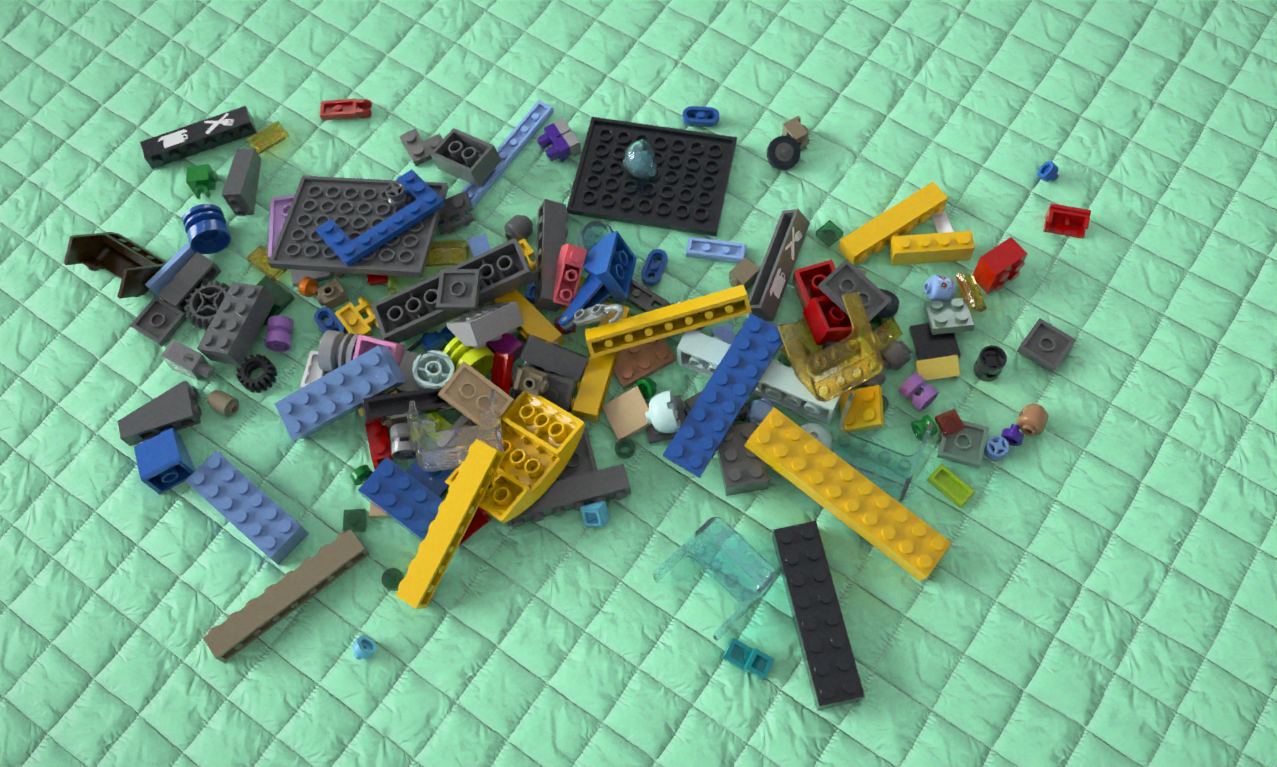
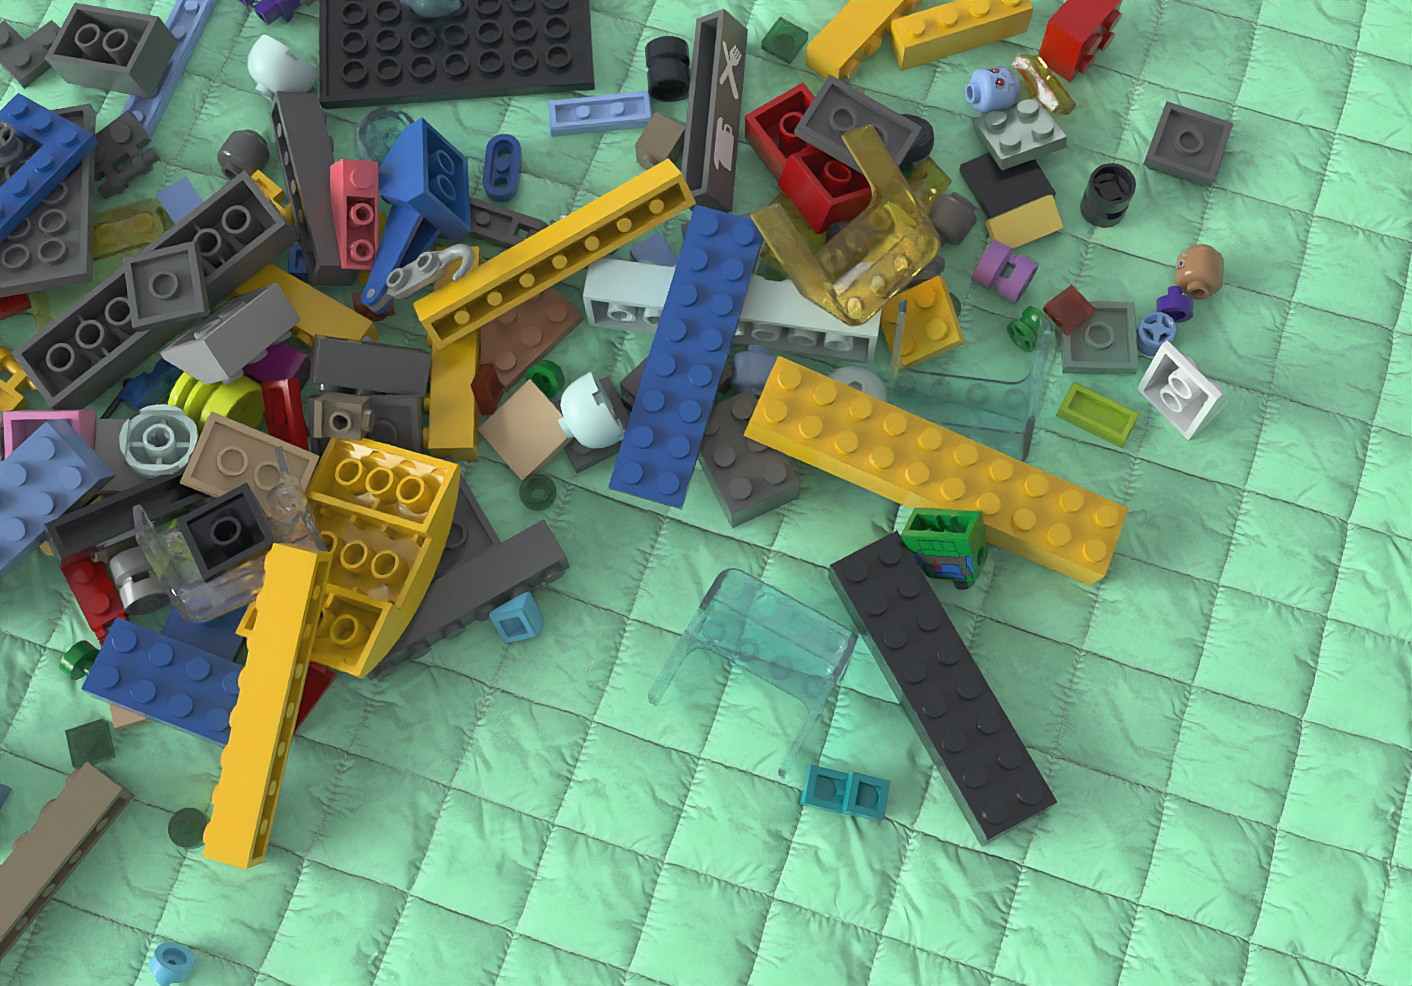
camera: 20 degrees left, 5 degrees up
(454, 427) = (227, 532): none -> black slope
(549, 187) = (278, 69): none -> light aqua cylinder
(612, 385) = (487, 389): none -> clear red tile
(759, 234) = (668, 68): none -> black wheel
(842, 535) = (947, 544): none -> green torso
(1002, 485) = (1181, 391): none -> white slope

